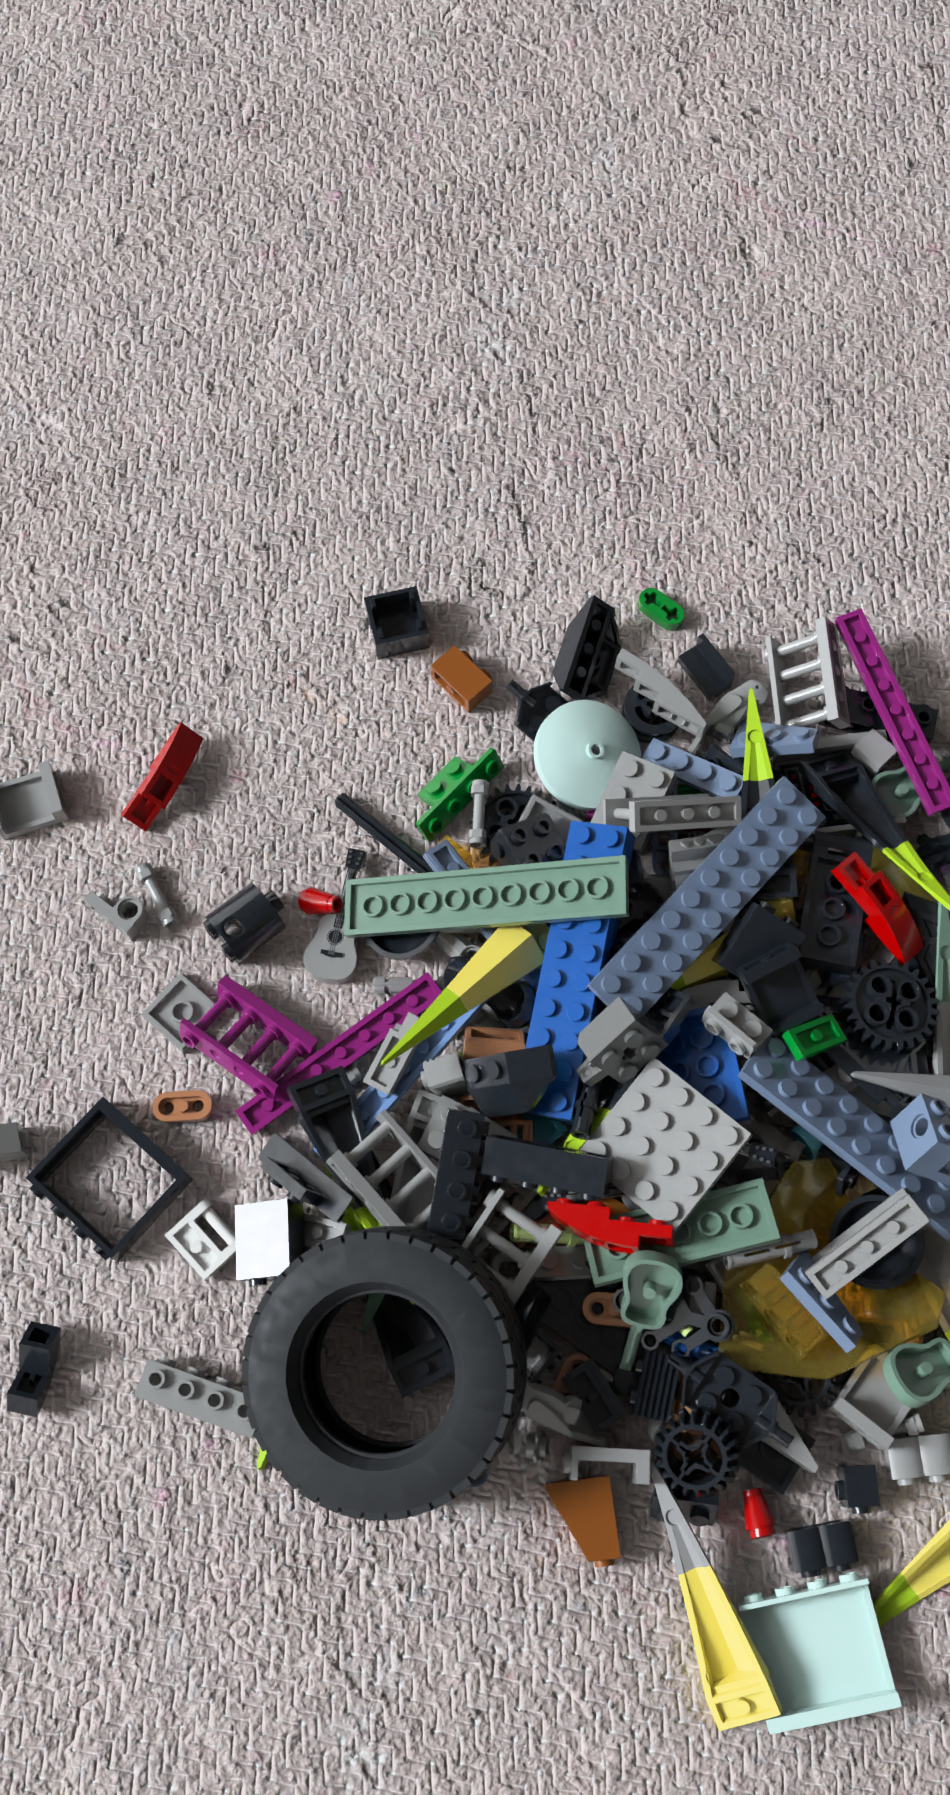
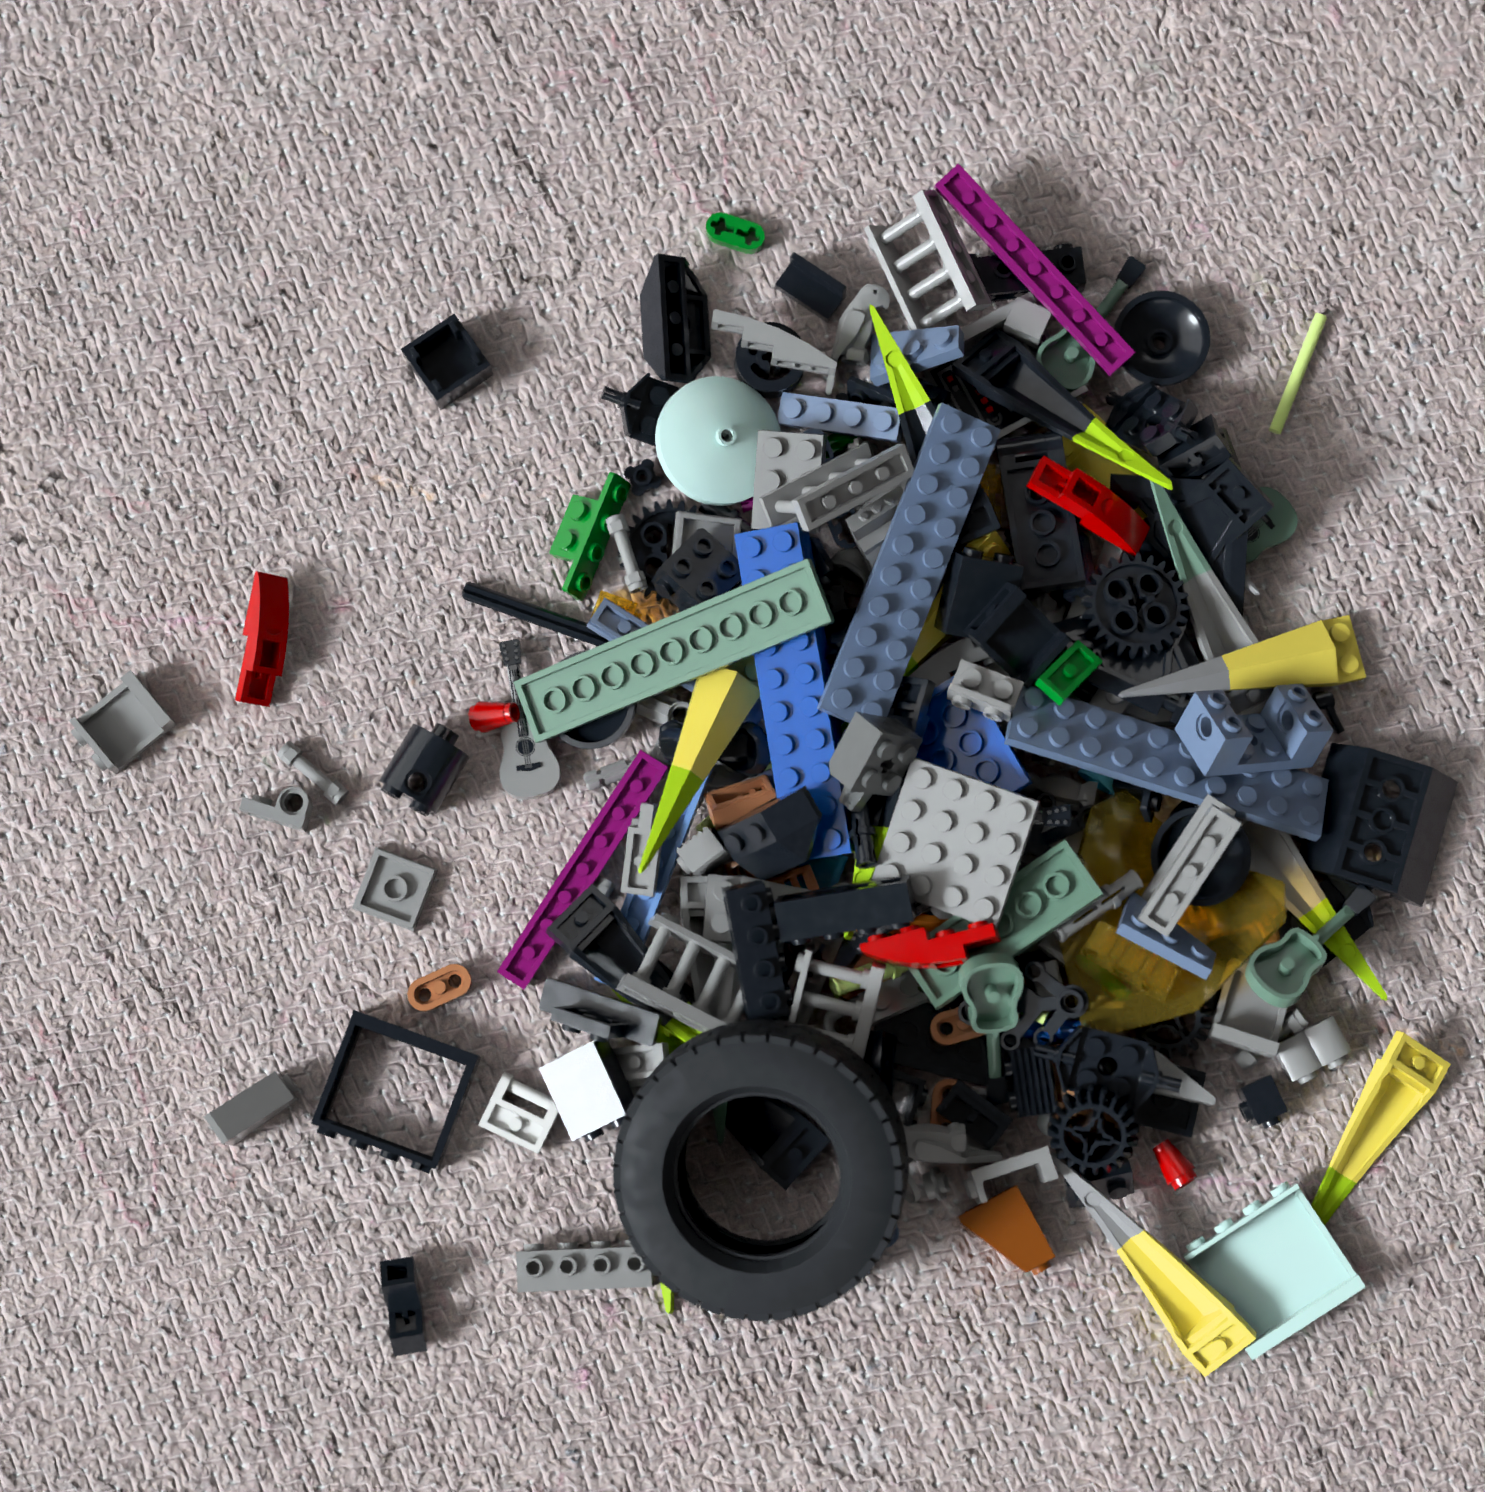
camera: 20 degrees left, 10 degrees up
(257, 1012) = (473, 860): magenta fence -> none
(462, 678) = (546, 400): dark orange brick -> none
(510, 769) = (639, 486): none -> black plate
(821, 1547) = (1245, 1171): black brick -> none

